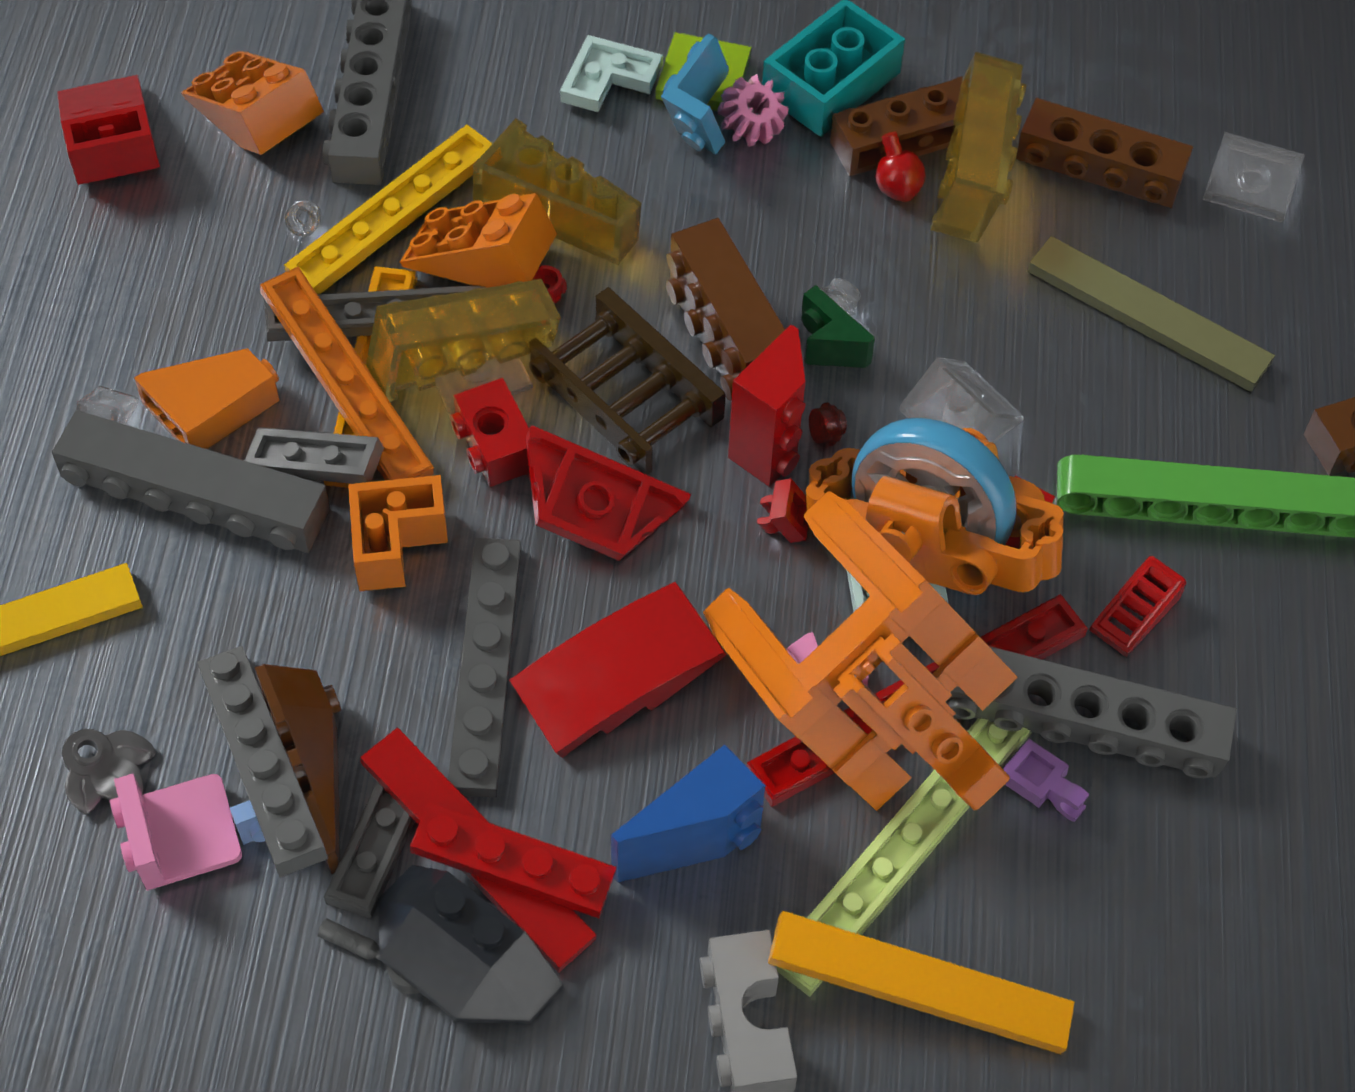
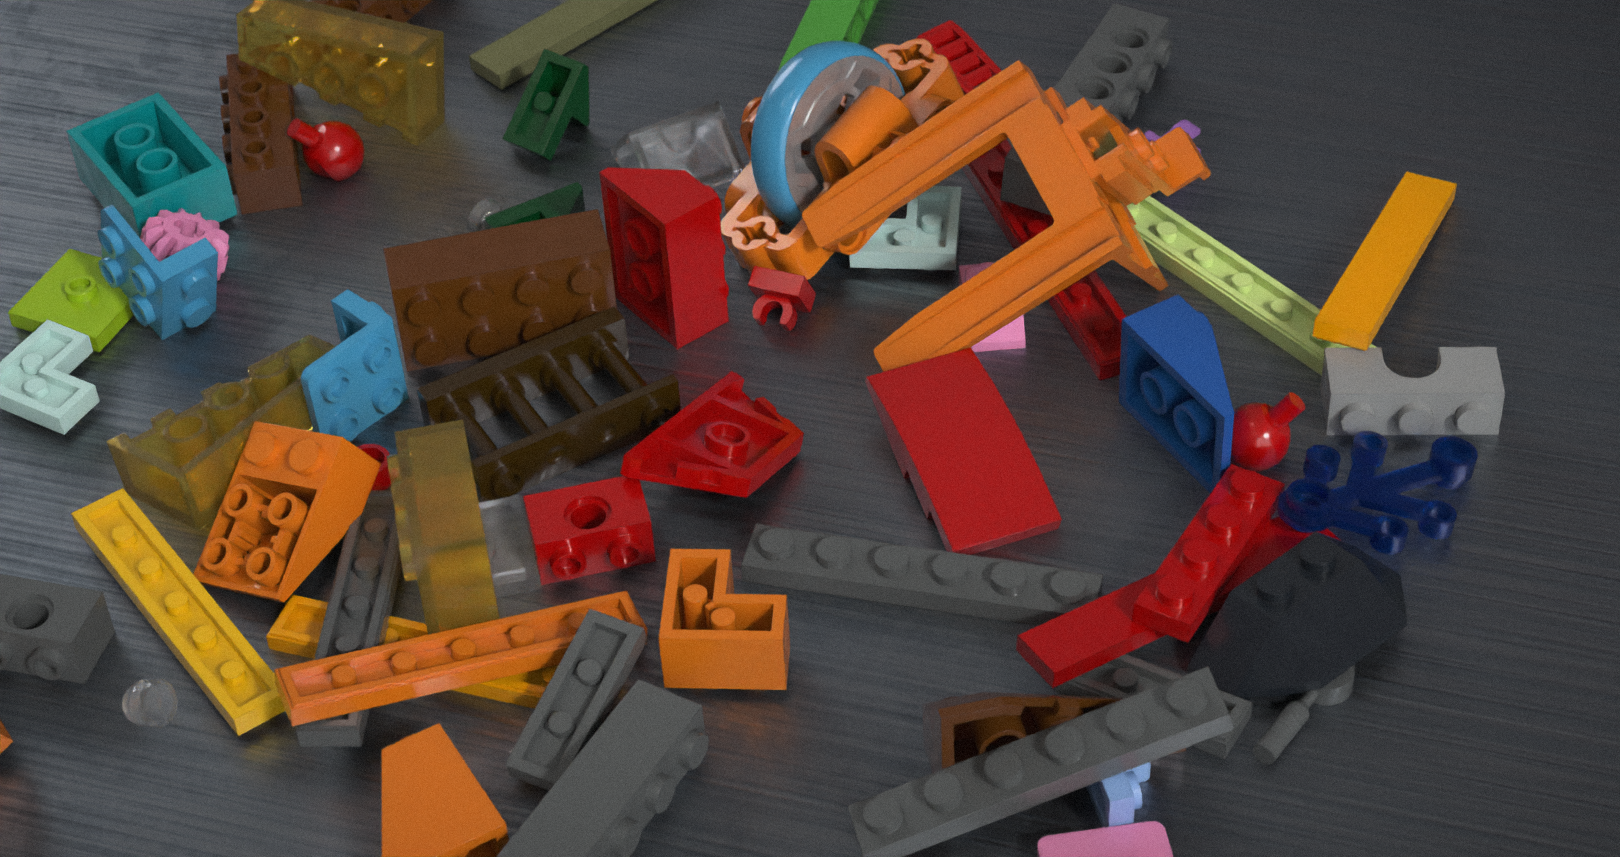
camera: 75 degrees left, 15 degrees down
(616, 984) = (1313, 506): none -> clear blue plant
(620, 253) = (359, 376): none -> dark azure bracket
(671, 890) = (1263, 432): none -> red piece
(980, 300) = (552, 98): none -> dark green slope

